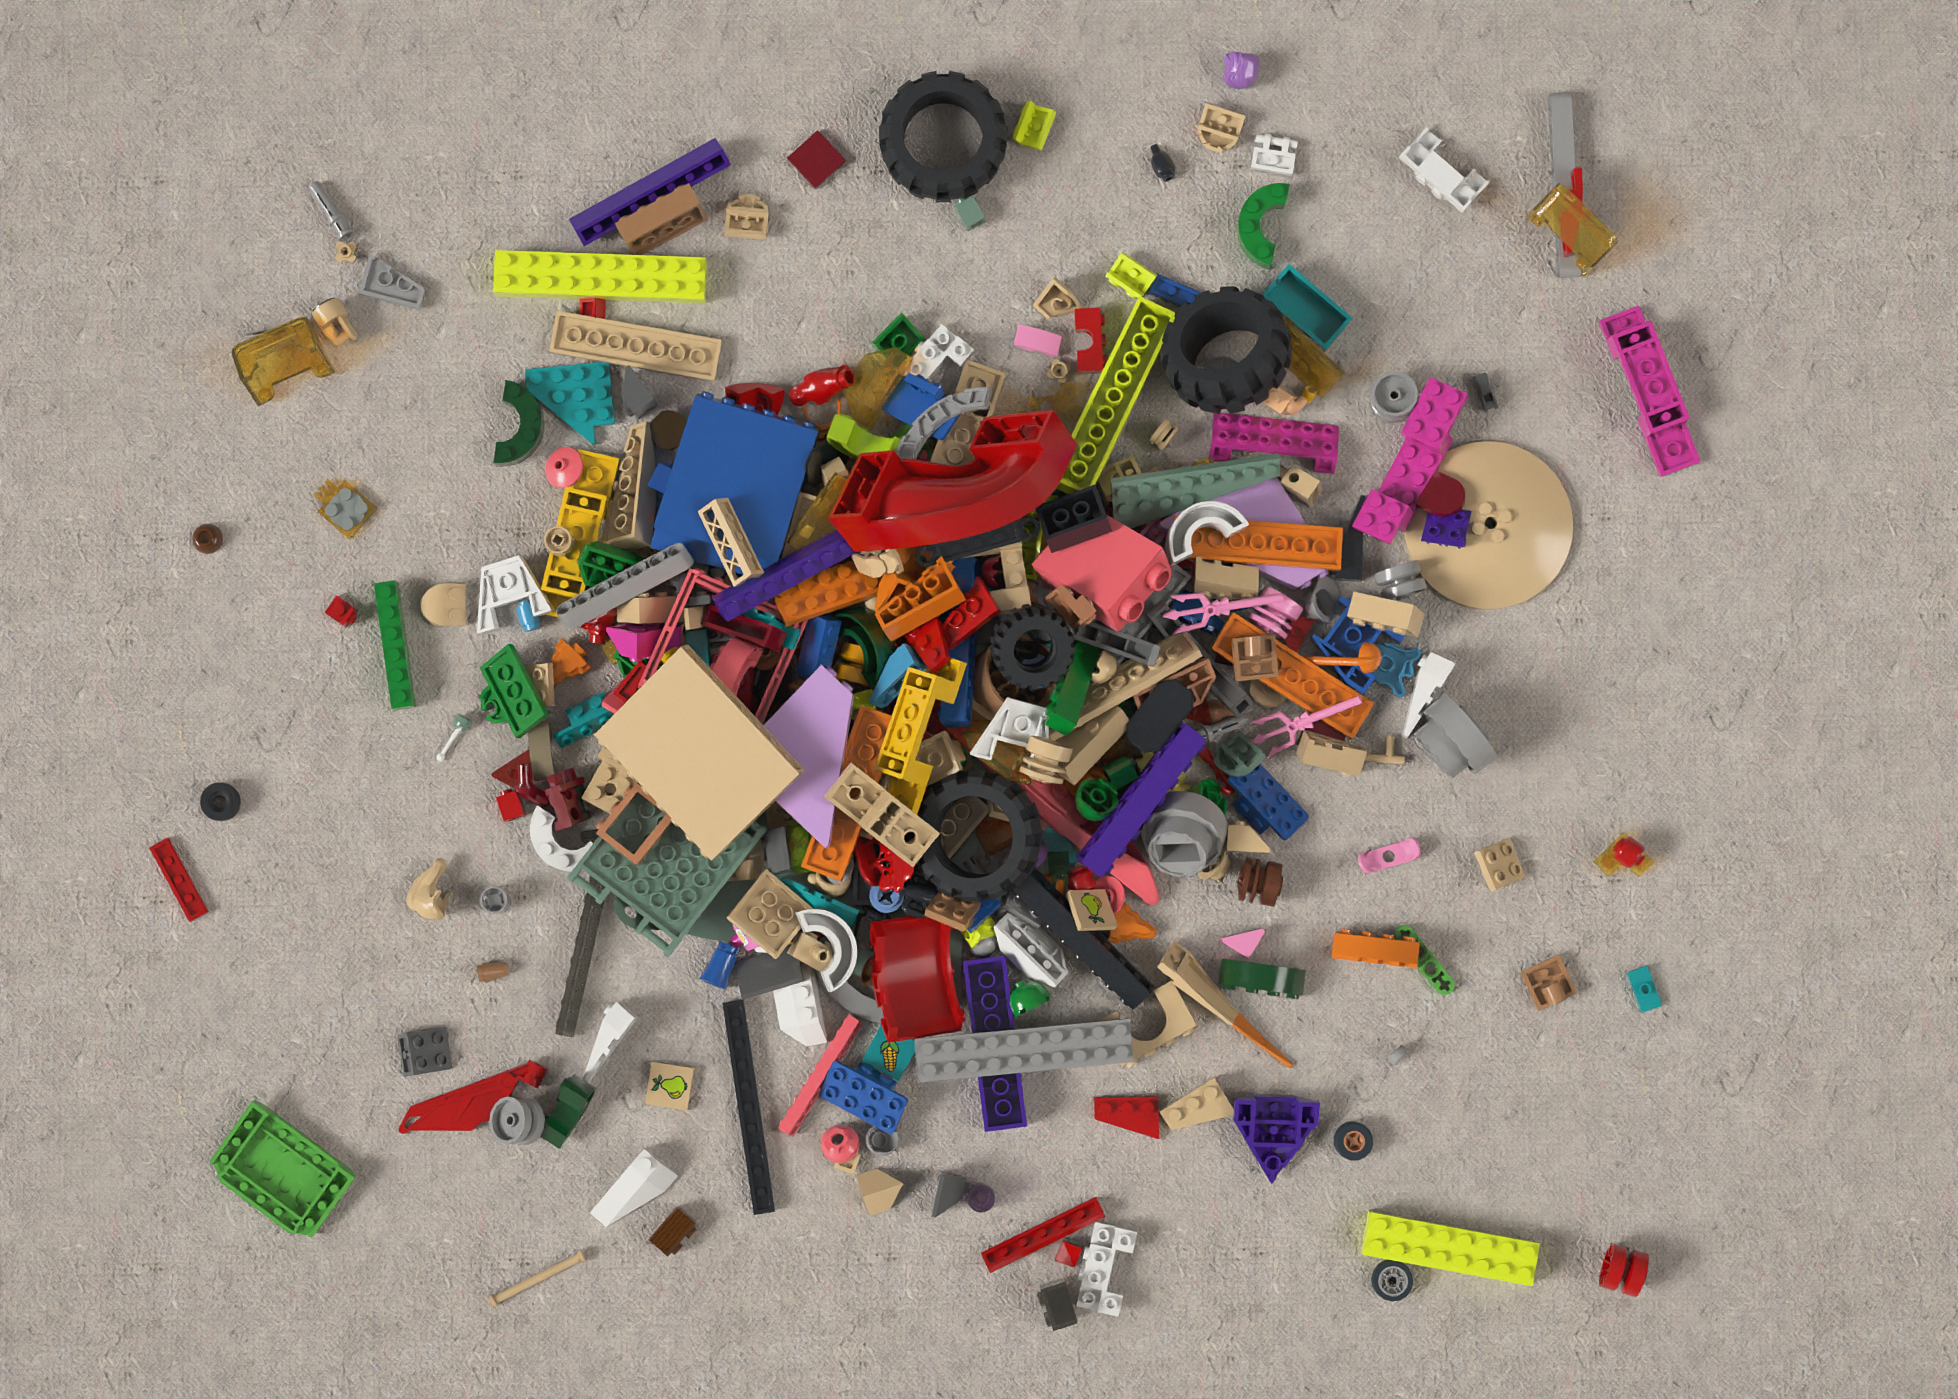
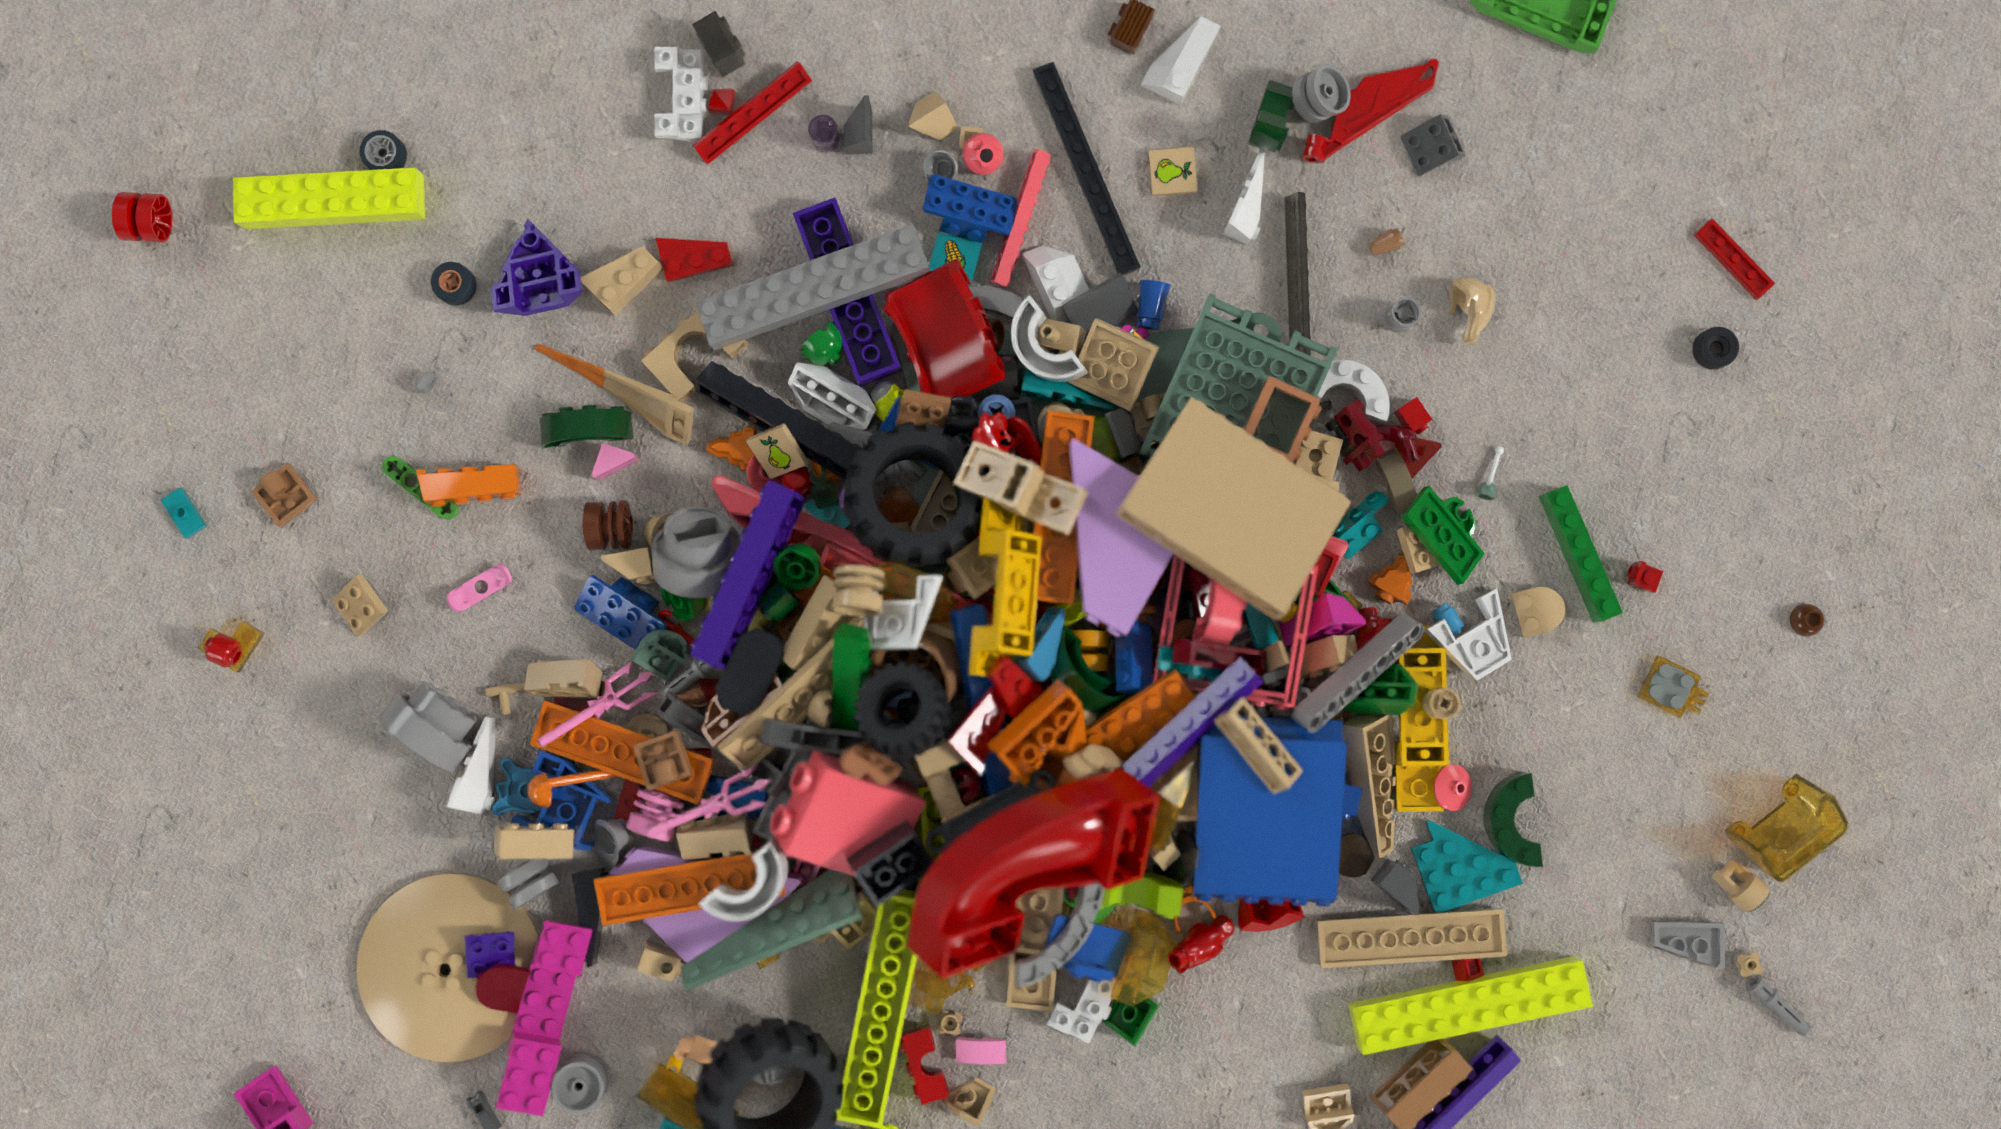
camera: 165 degrees right, 0 degrees up
(1161, 434) = (822, 980): tan wheel -> none
(1274, 437) = (699, 1007): dark pink bracket -> none

